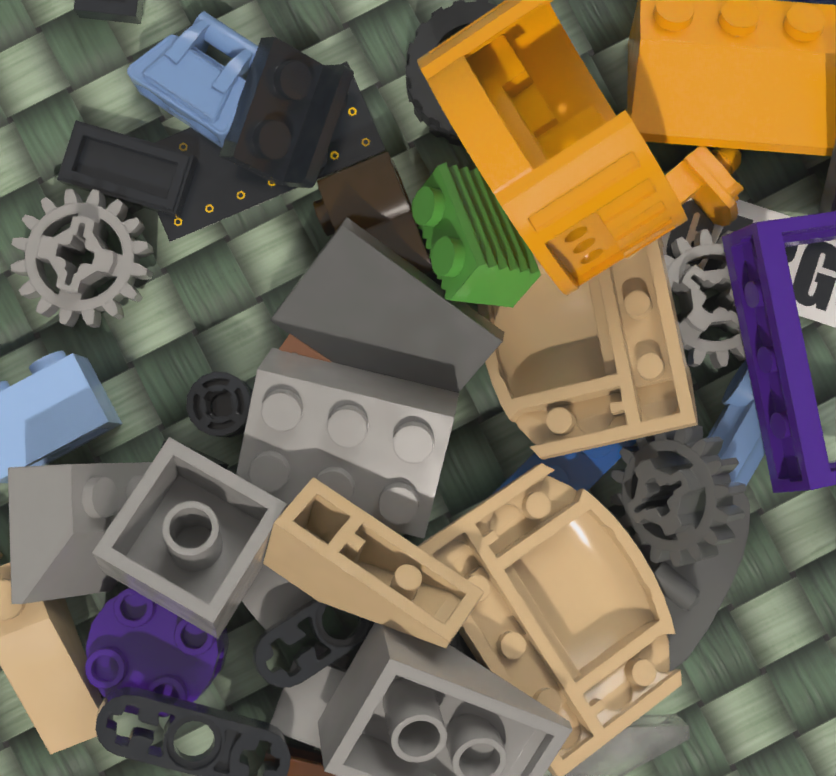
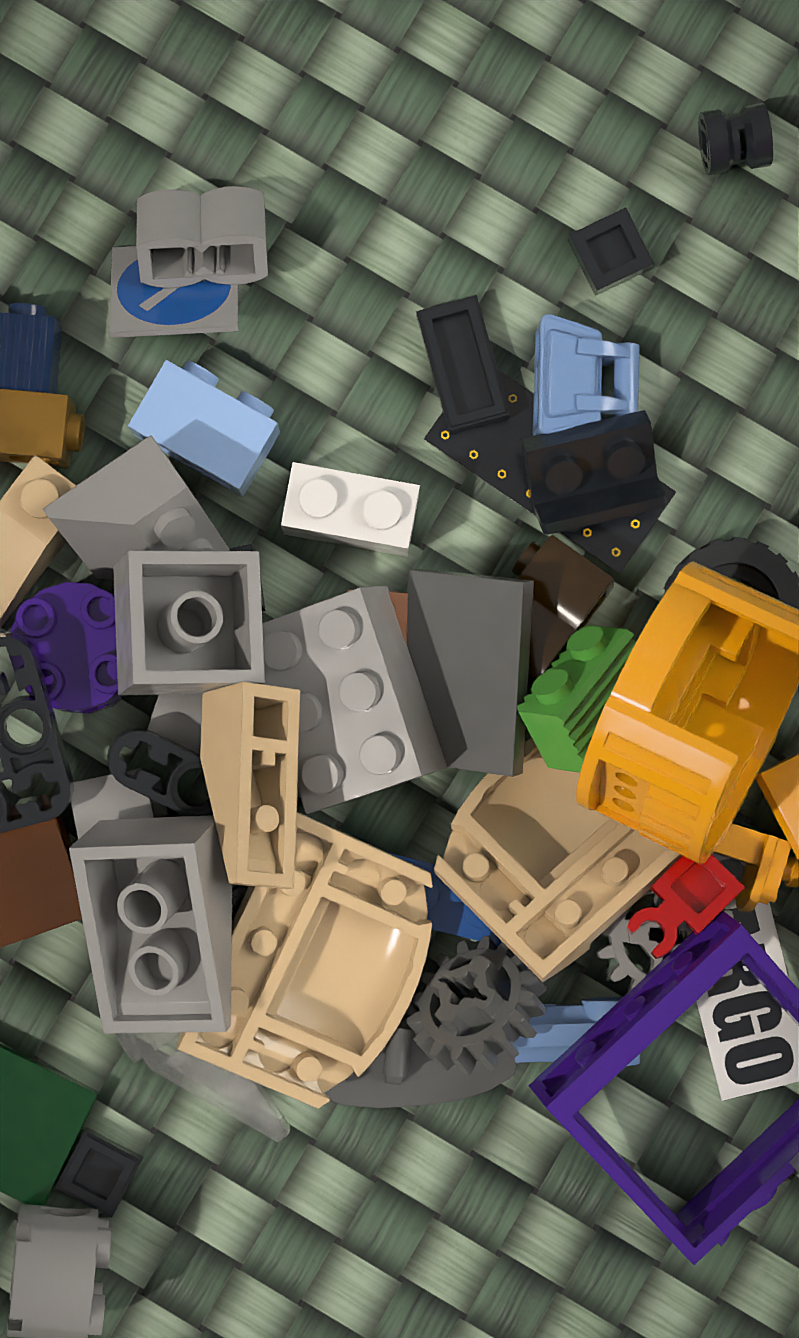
camera: 55 degrees right, 0 degrees up
(84, 234) = (390, 368): light grey gear -> none
(187, 338) = (350, 509): none -> white brick
(228, 408) = (312, 582): black wheel -> none
(698, 254) = (689, 895): none -> red plate

